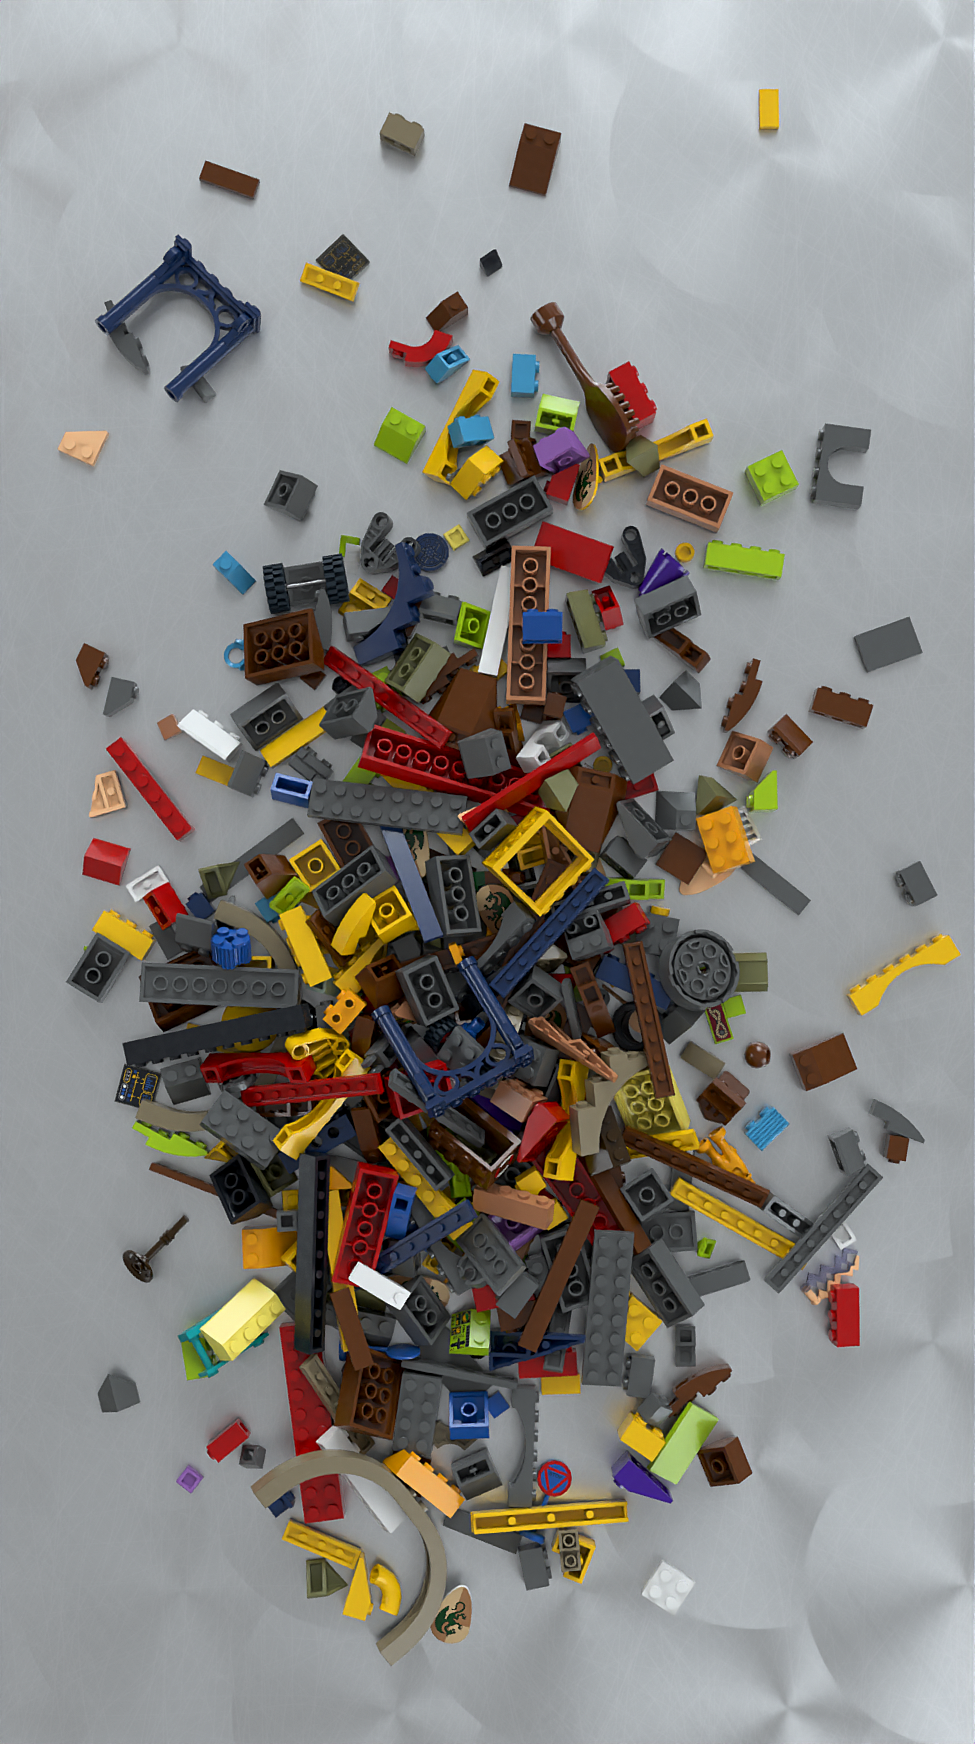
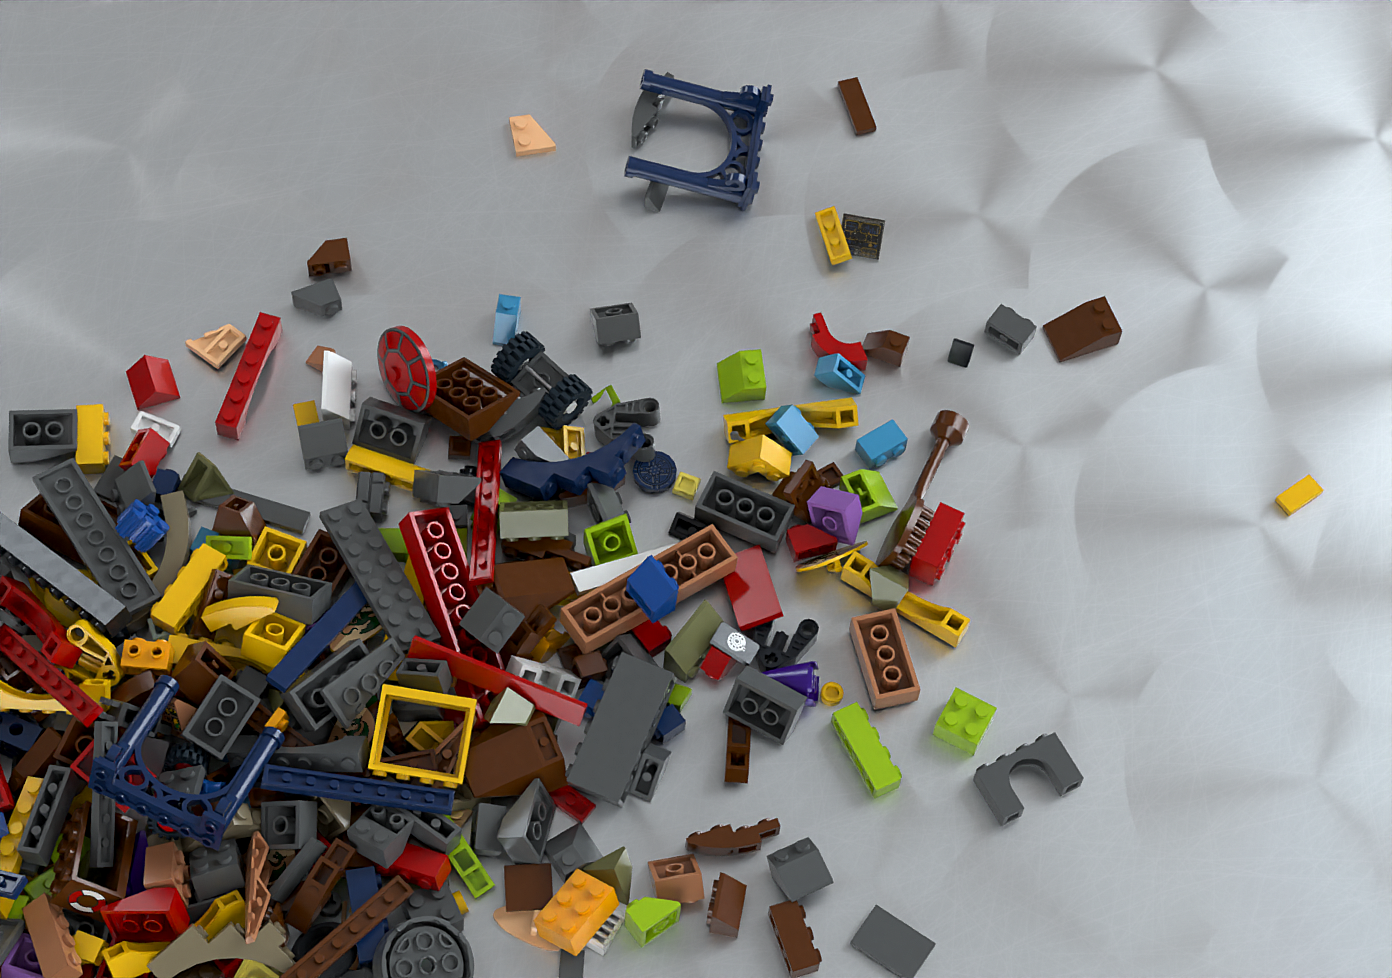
camera: 50 degrees right, 25 degrees down
(233, 676) = (406, 368): none -> red dish
(291, 790) = (334, 487): blue brick -> none
(402, 133) = (1012, 211): dark tan brick -> none
(467, 875) = (356, 685): none -> dark grey wing
(497, 211) = (1010, 328): none -> dark grey brick
(602, 763) = (568, 753): yellow tile -> none
(610, 595) = (734, 644): none -> slope
(683, 693) = (695, 778): dark grey slope -> none
(800, 670) = (799, 869): none -> dark grey slope

